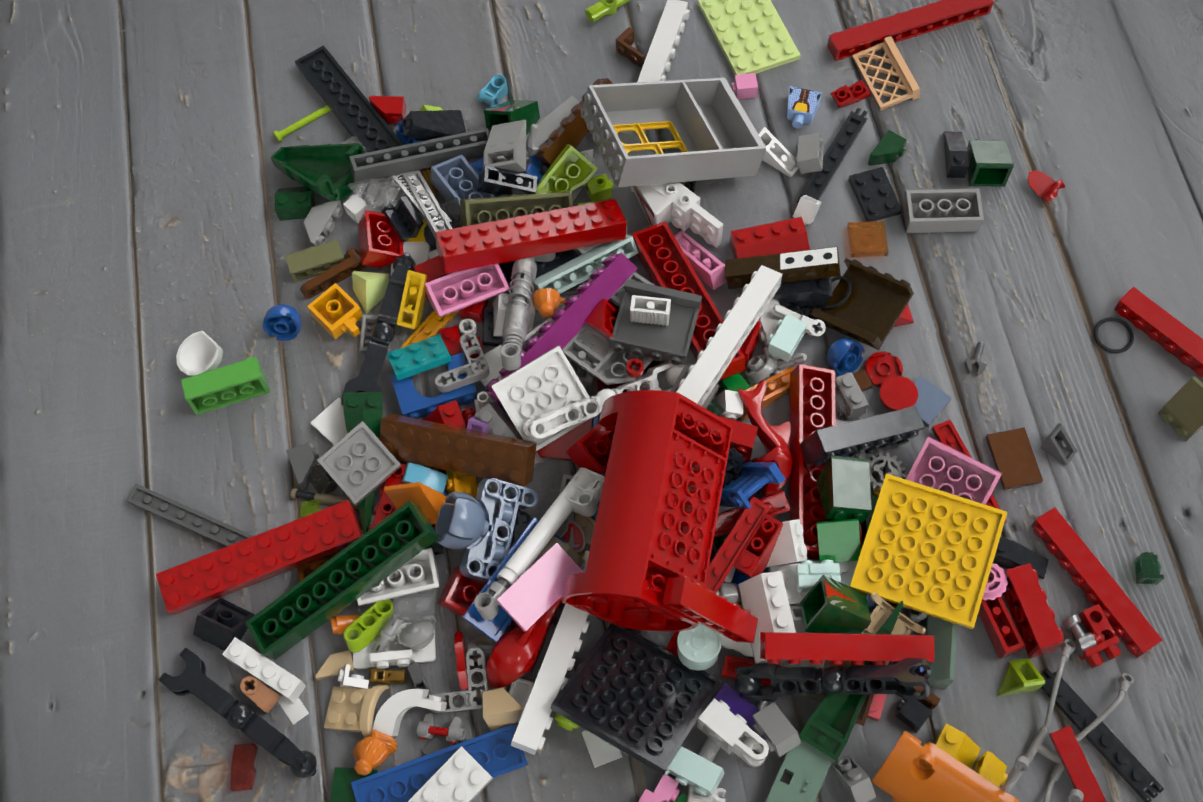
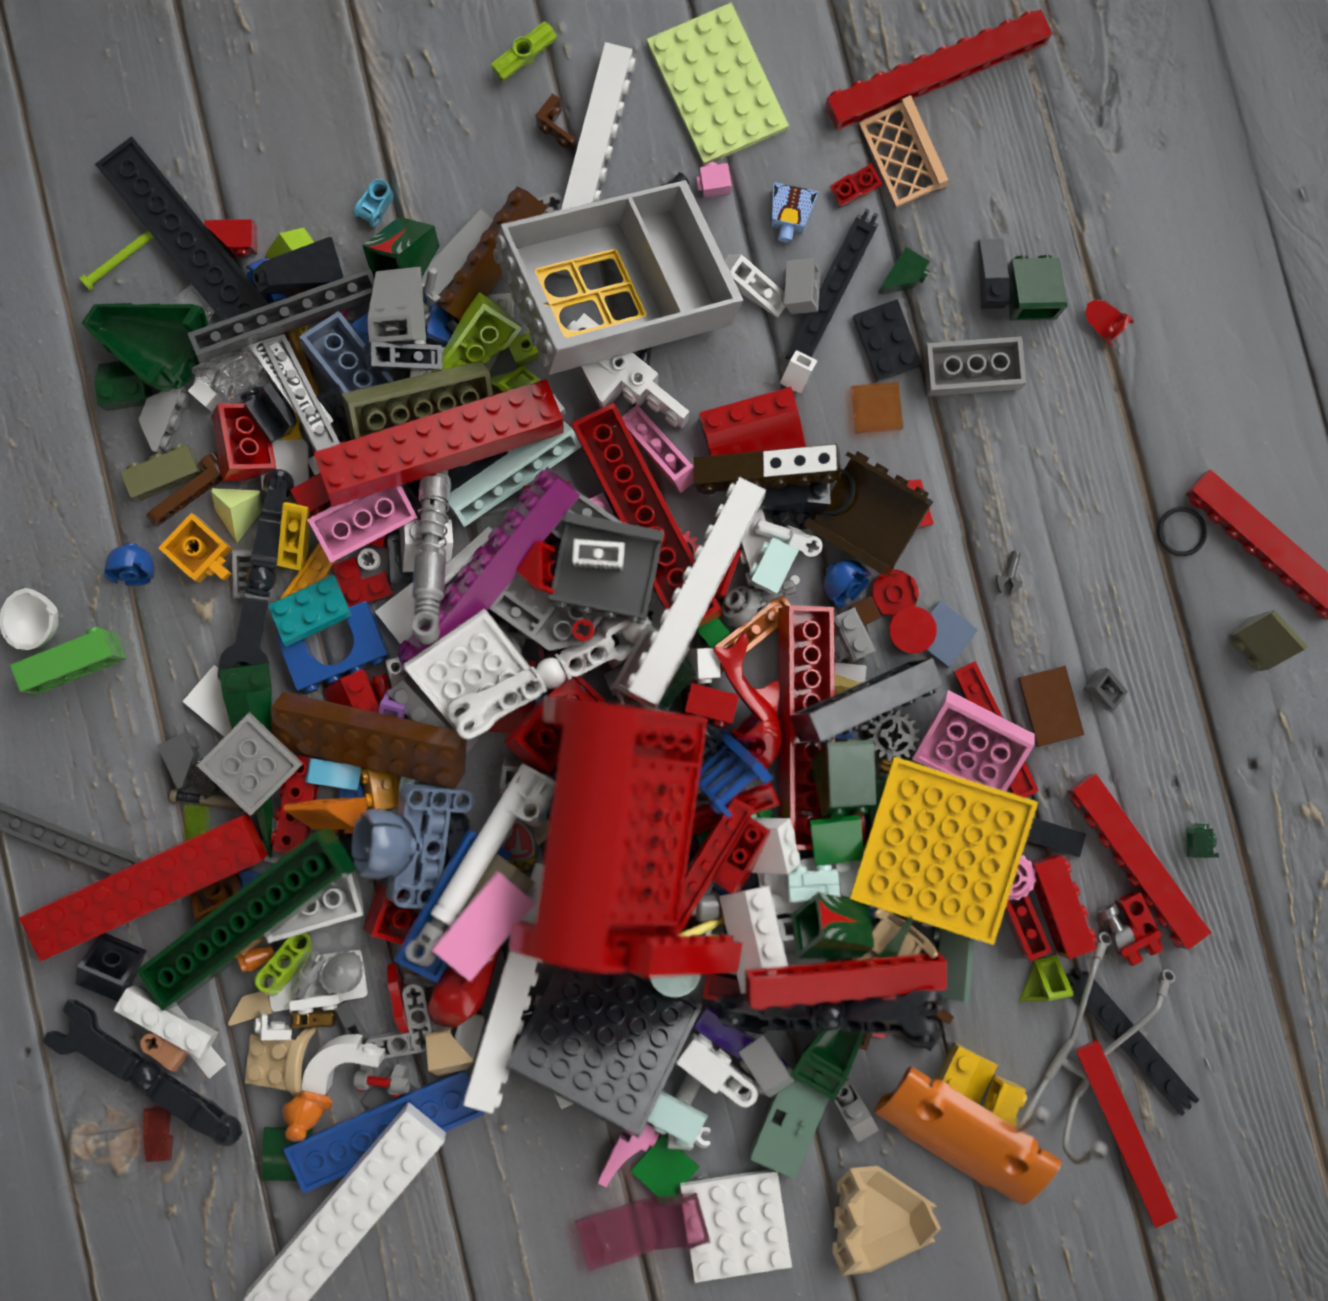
camera: 10 degrees left, 20 degrees up
(470, 369) = (376, 627): light grey beam -> none
(547, 301) = (467, 537): orange hair -> none

